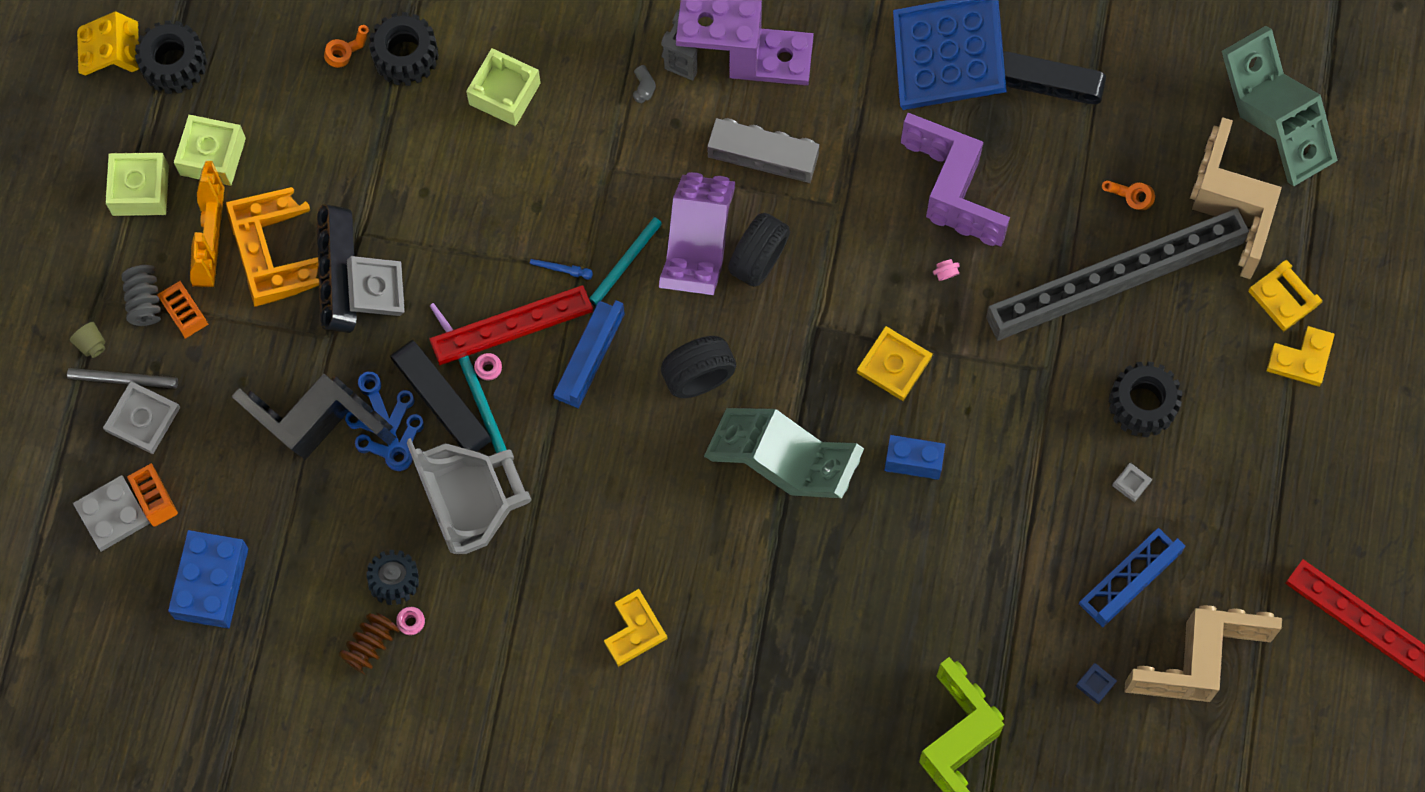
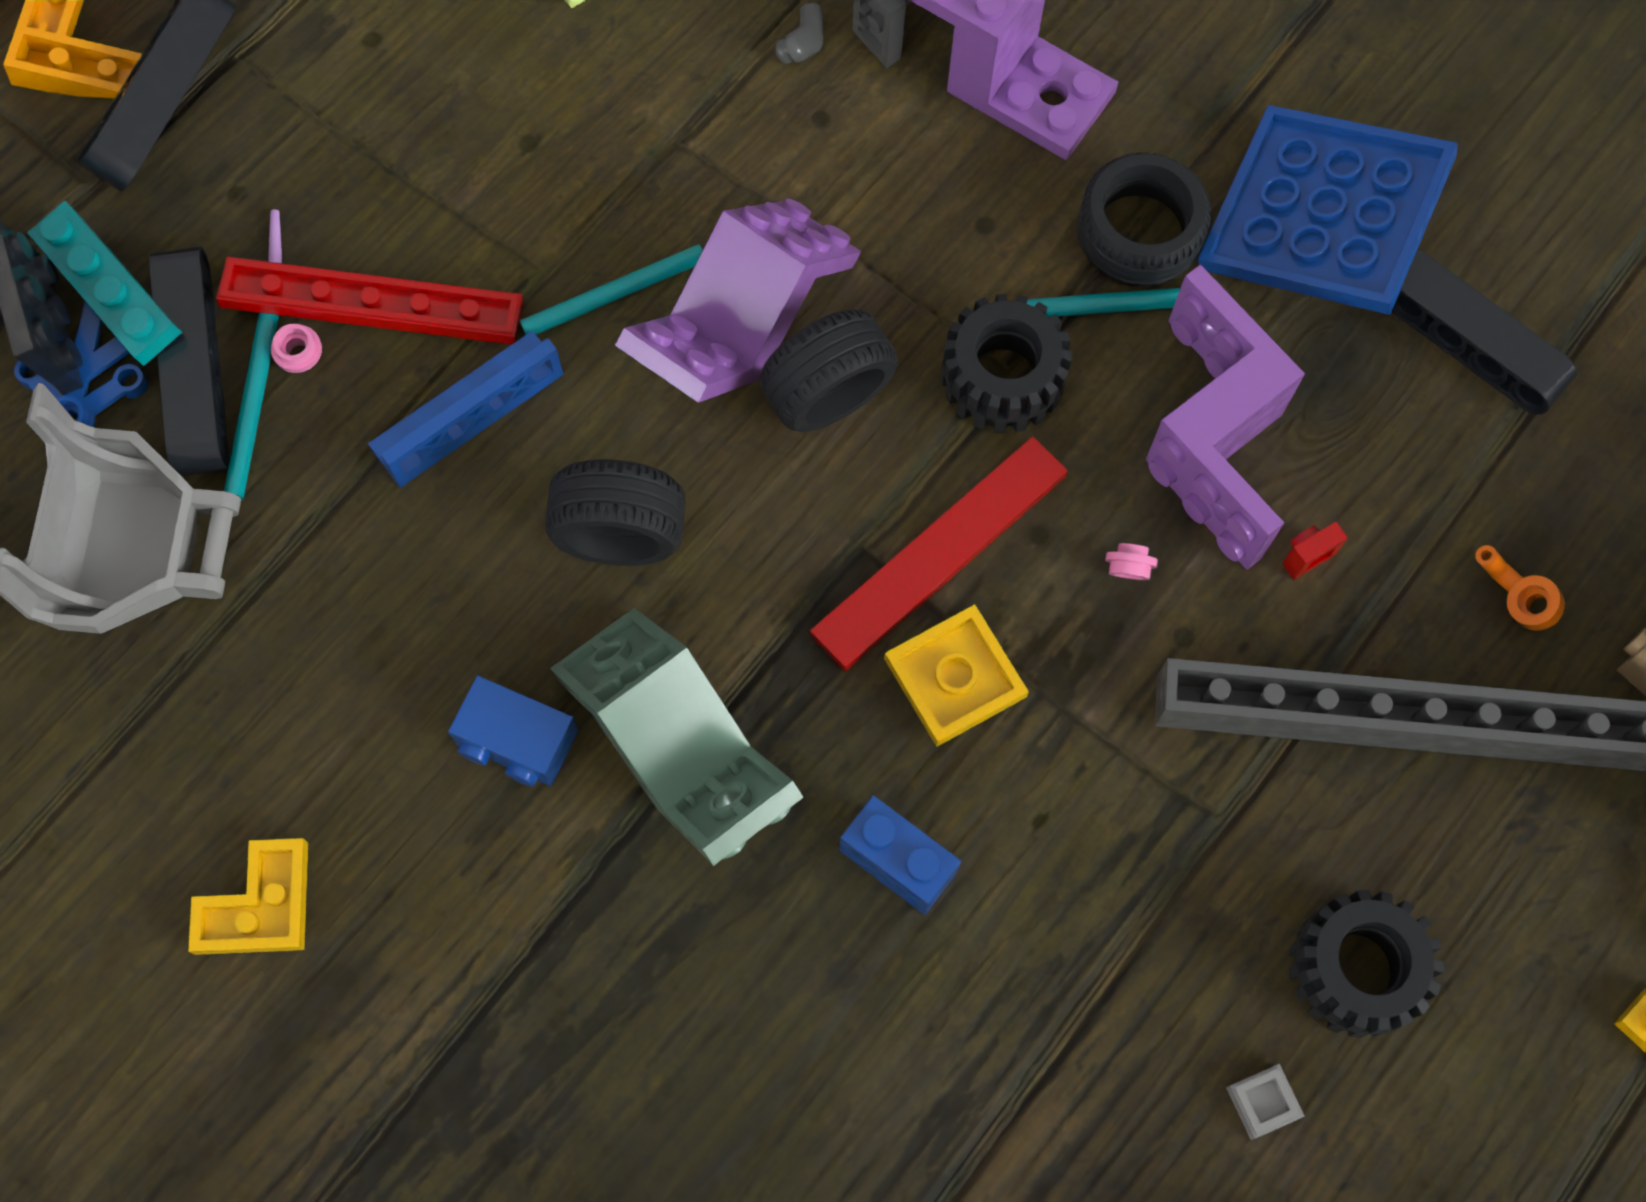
camera: 25 degrees right, 0 degrees up
(375, 286) = (197, 136): light grey plate -> none
(380, 381) = (104, 283): none -> teal plate
(575, 271) = (522, 265): blue piece -> none
(706, 493) = (513, 733): none -> blue brick
(763, 150) = (933, 221): light grey brick -> none
(842, 184) = (1013, 328): none -> black tyre
(854, 310) = (938, 554): none -> red tile
(864, 150) = (1108, 302): none -> teal bar
(870, 75) = (1154, 178): none -> black tyre
(1026, 221) = (1313, 548): none -> red plate

